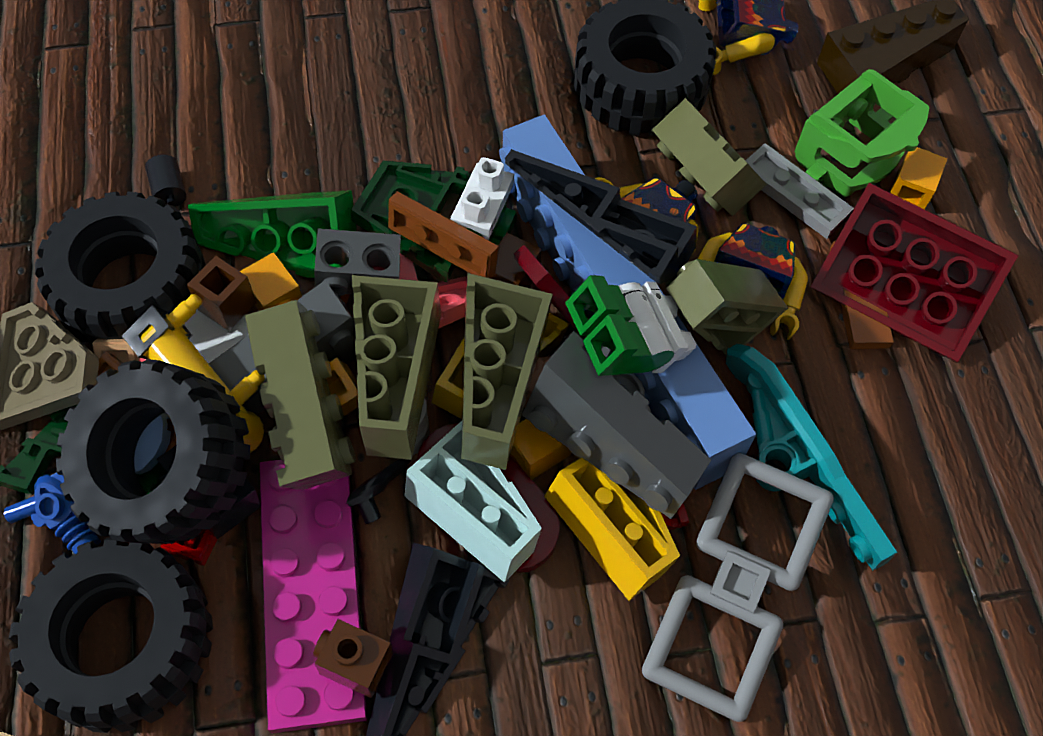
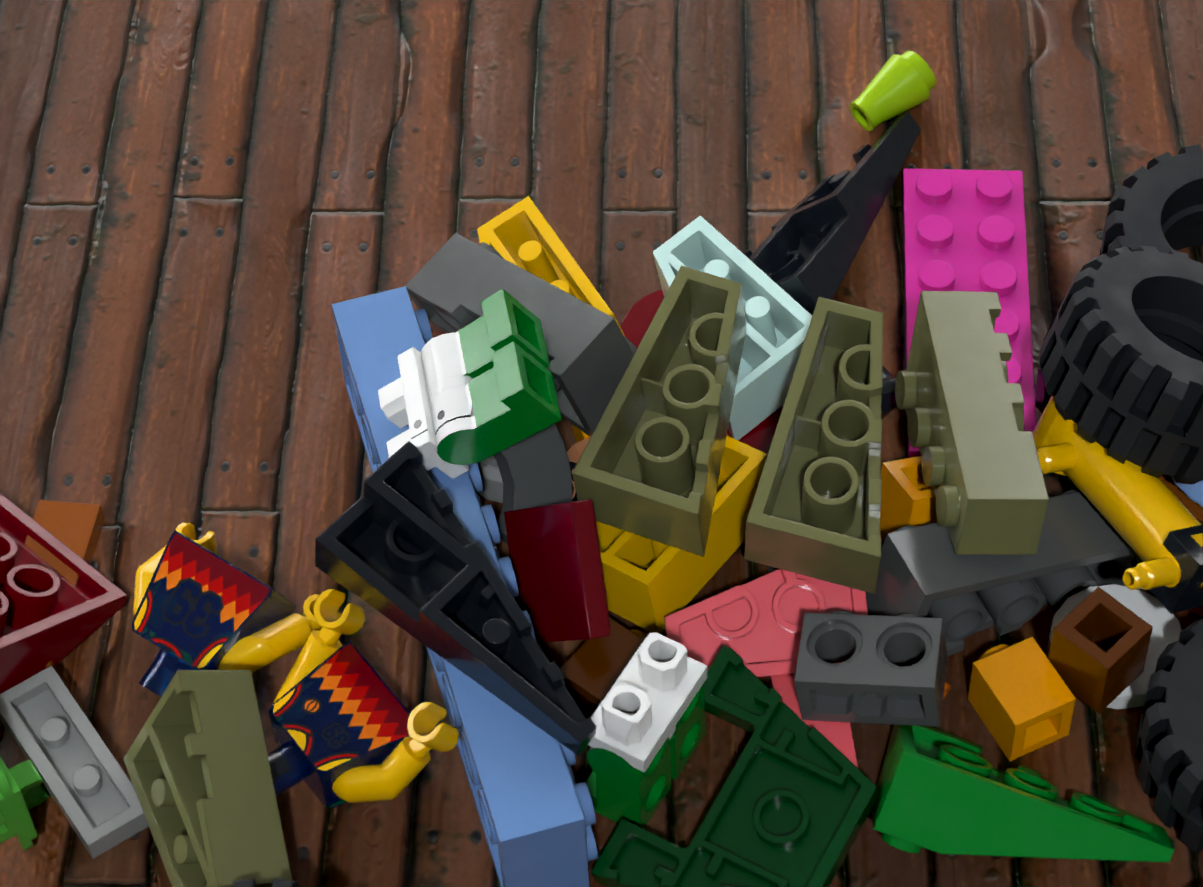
camera: 165 degrees left, 10 degrees down
(352, 657) = (912, 187): reddish brown brick -> none
(442, 236) = (731, 677): dark orange tile -> none
(725, 301) = (298, 480): olive wedge -> none
(738, 587) = (402, 216): light grey bar -> none
(790, 436) = (268, 360): teal piece -> none

